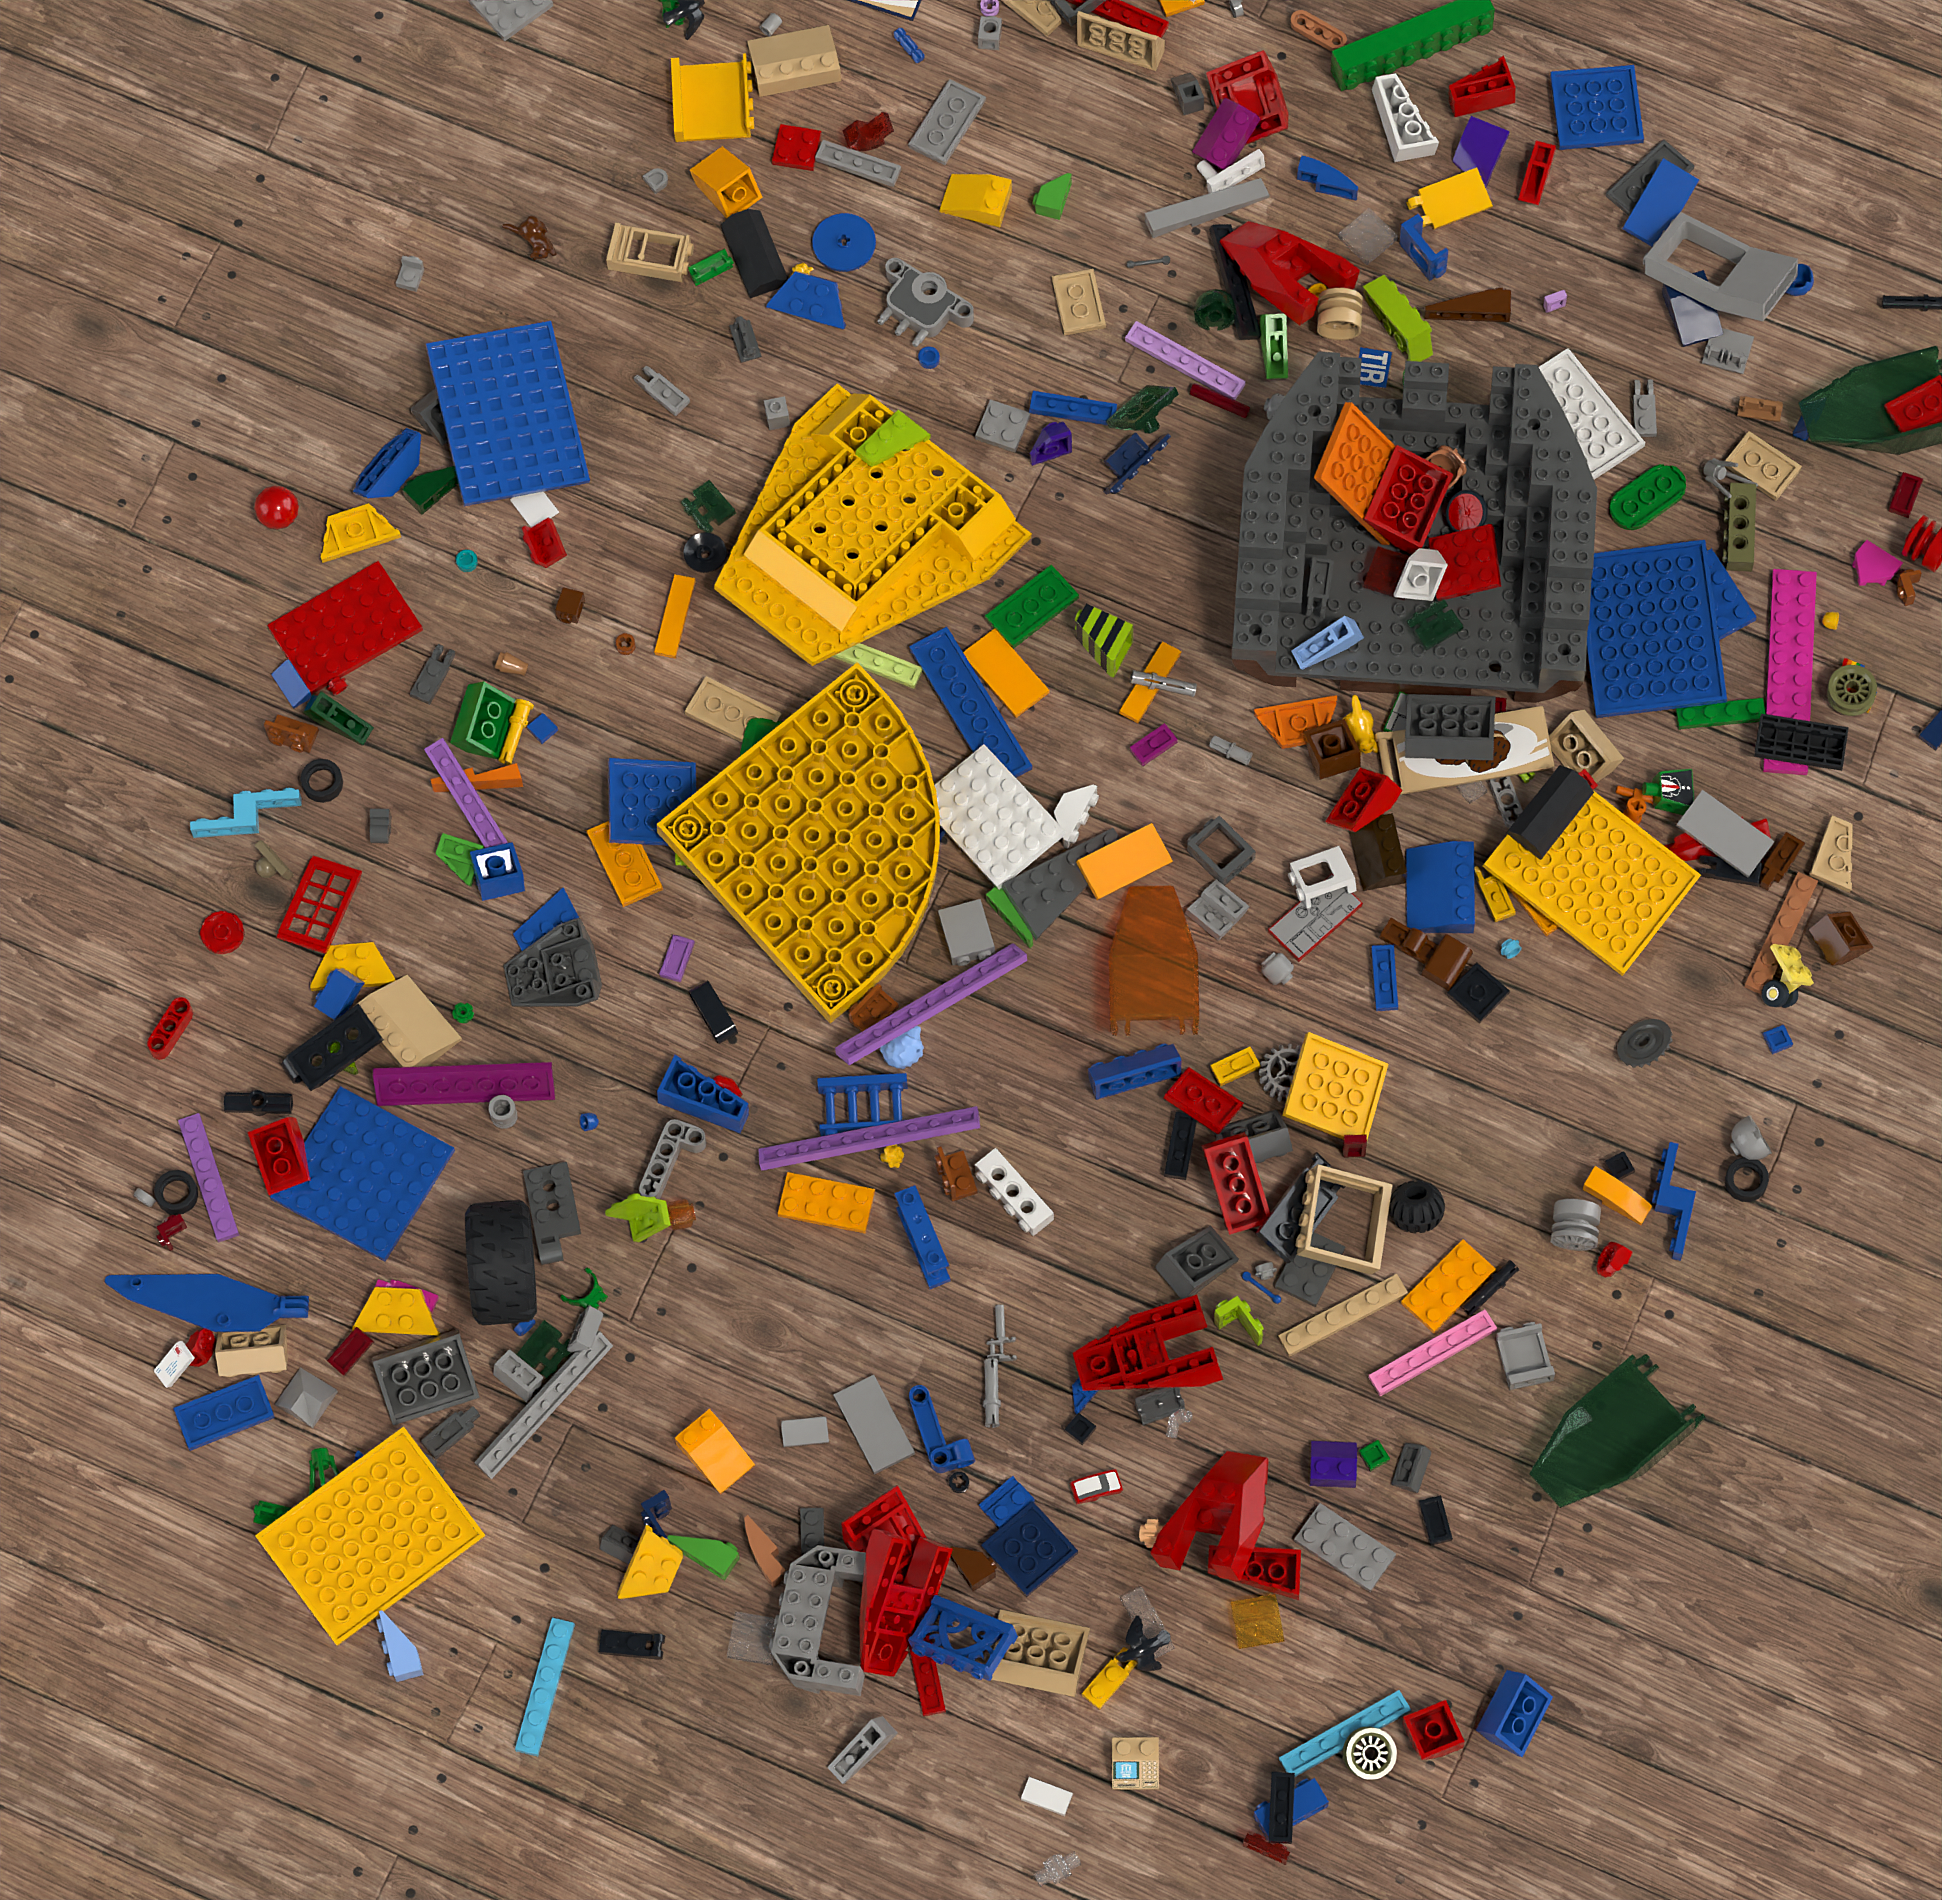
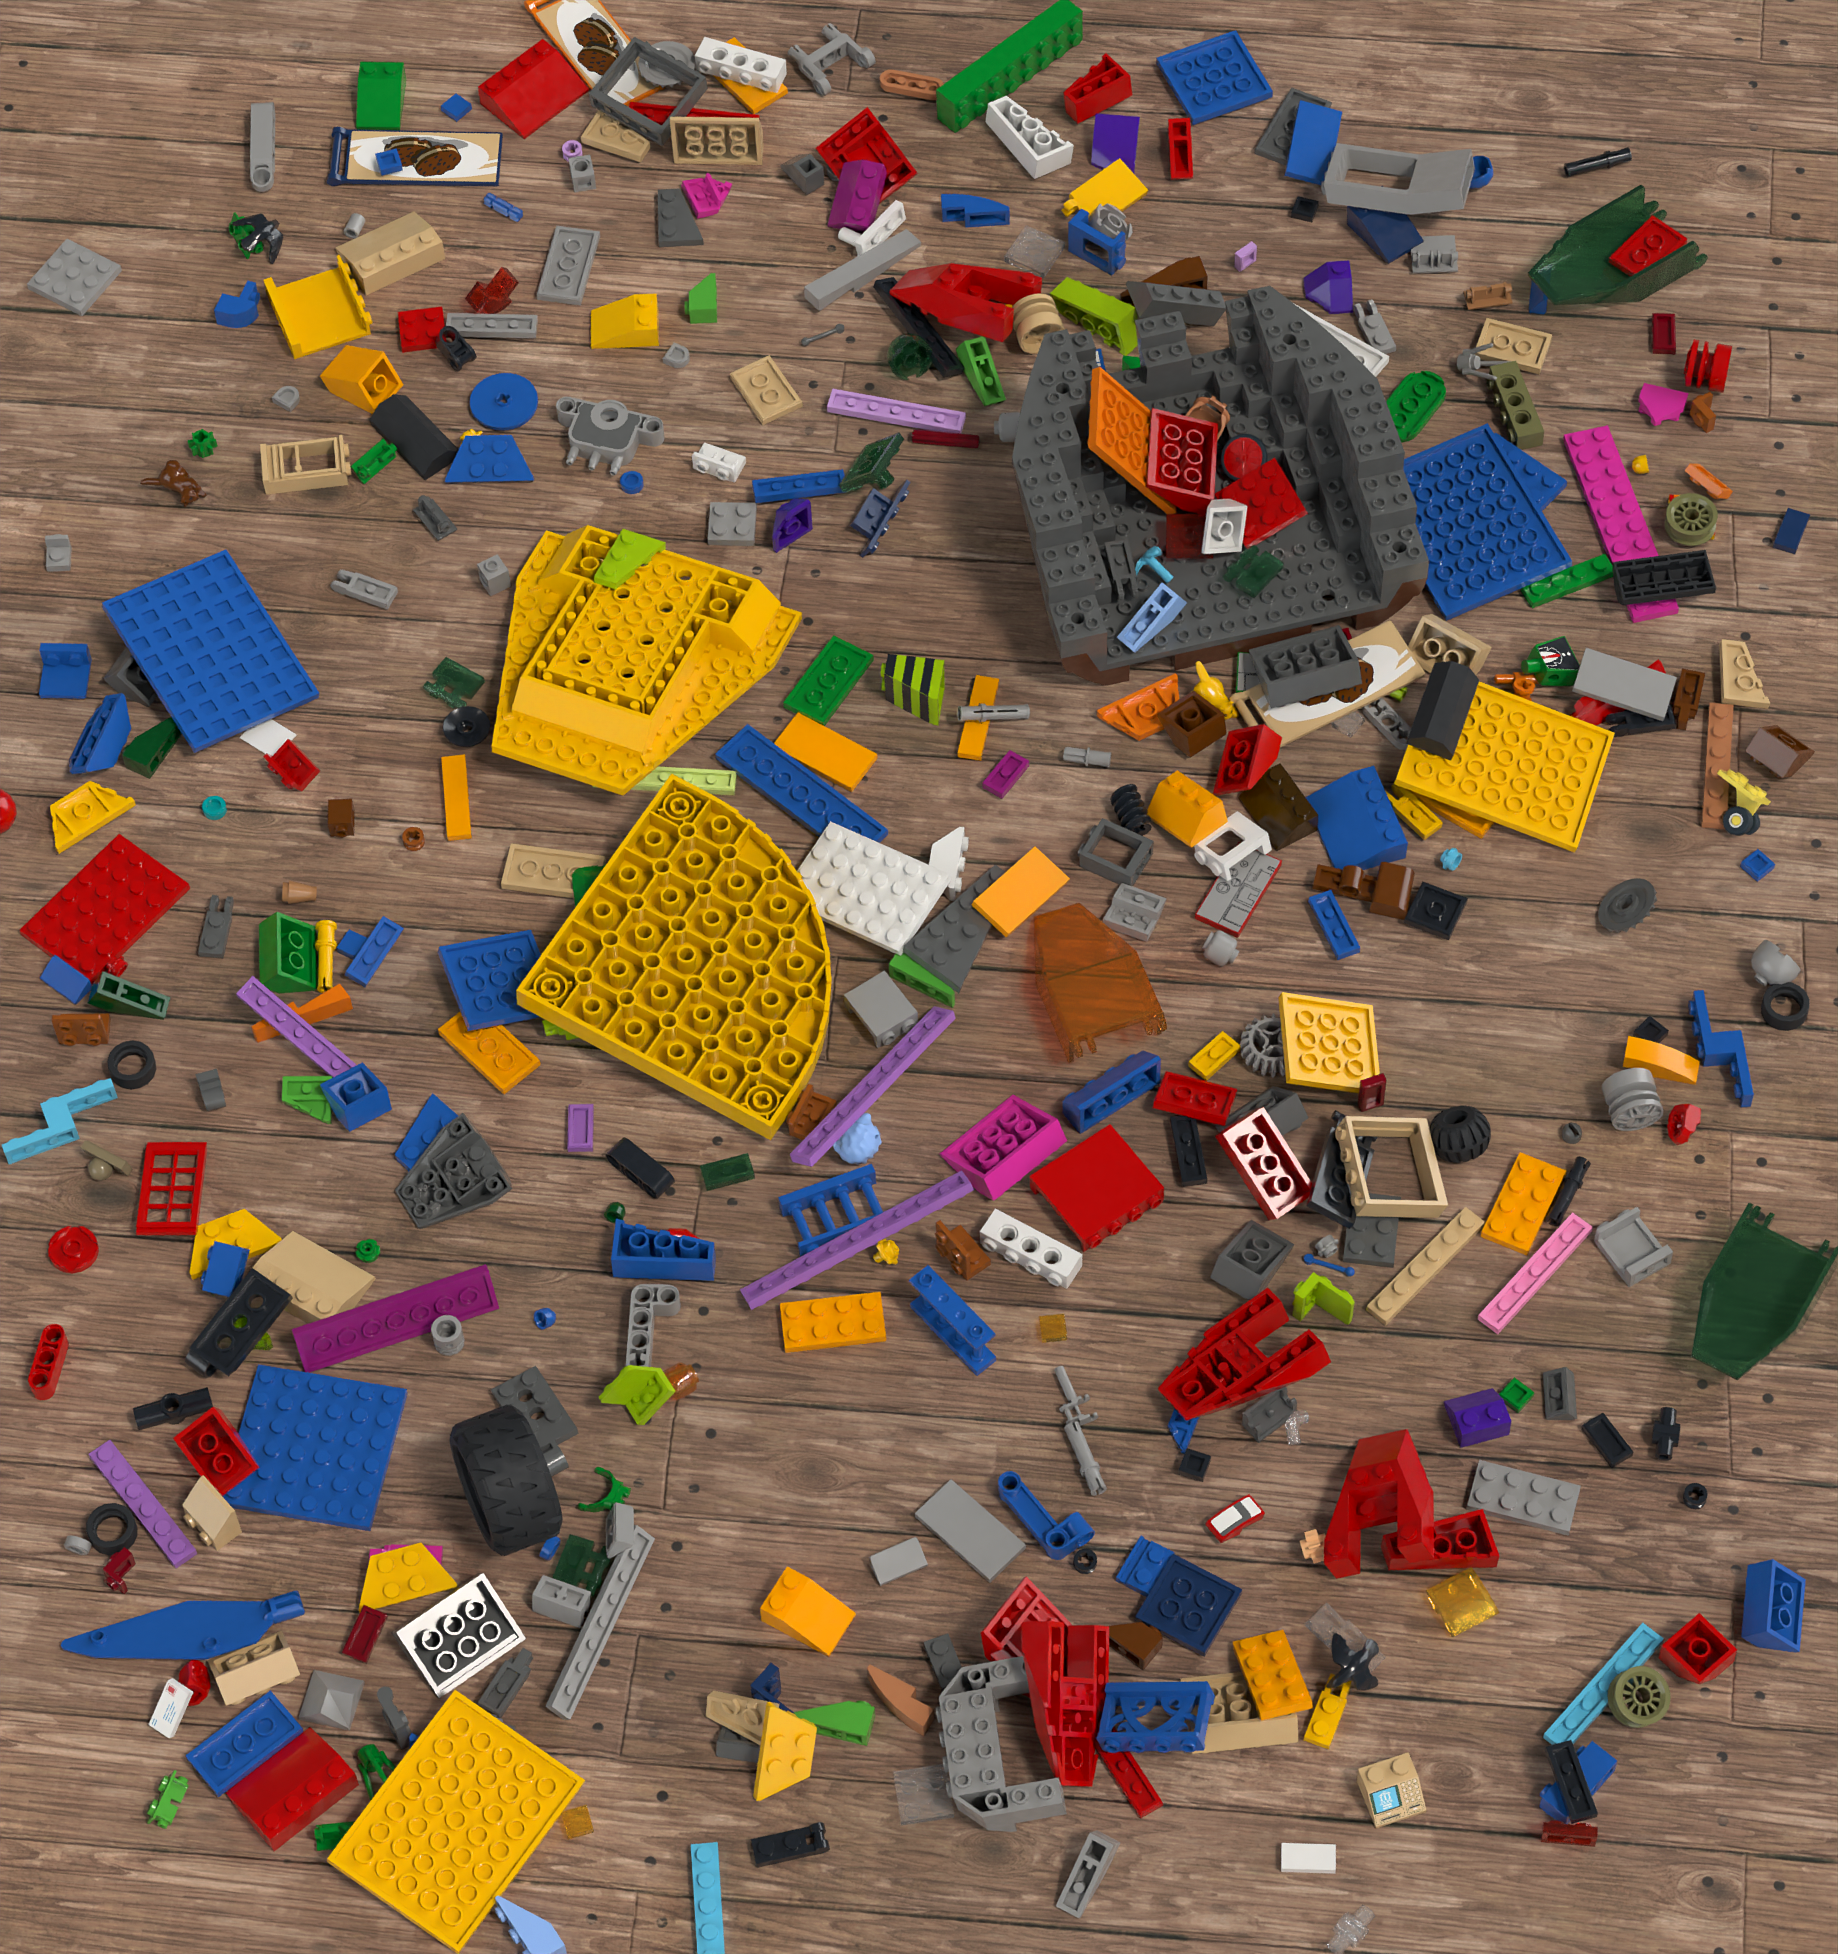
camera: 20 degrees left, 10 degrees down
(141, 1446) = (162, 1809): none -> bright green hinge
(250, 1463) = (293, 1788): none -> red slope
(258, 1207) = (211, 1515): none -> tan slope
(348, 1431) = (395, 1719): none -> dark grey plate
(380, 391) = (65, 670): none -> blue bracket
(468, 1568) = (577, 1822): none -> clear yellow tile
(557, 740) = (374, 951): none -> blue plate
(567, 204) = (202, 443): none -> green gear
(626, 1520) = (738, 1714): none -> tan wing
(640, 80) = (238, 311): none -> blue brick
(679, 1045) = (615, 1211): none -> dark green hinge
(785, 1039) = (727, 1172): none -> clear green plate
(817, 179) = (456, 352): none -> black piece
(1008, 1268) = (1053, 1328): none -> clear yellow tile
(1011, 244) = (677, 356): none -> light grey tile
(1011, 361) = (718, 462): none -> white bracket
(1025, 1092) = (1005, 1146): none -> dark pink slope
(1057, 105) = (675, 220): none -> dark grey wing
(1073, 1633) = (1272, 1675): none -> light orange plate
(1090, 1155) = (1098, 1187): none -> red panel
(1093, 88) = (705, 195): none -> dark pink slope
(1246, 814) = (1131, 809): none -> black piece
(1294, 830) = (1186, 809): none -> light orange slope
(1346, 584) = (1149, 559): none -> medium azure plant
(1442, 232) = (1109, 221): none -> light grey cylinder
(1471, 331) = (1195, 305): none -> dark grey slope
(1485, 1588) = (1701, 1490): none -> black bush
(1486, 1531) = (1666, 1433): none -> black axle
(1511, 1238) = (1569, 1136): none -> dark grey hinge
(1620, 356) = (1331, 287): none -> dark purple slope
(1628, 267) = (1304, 209): none -> black tile
(1885, 656) = (1714, 486): none -> orange plate

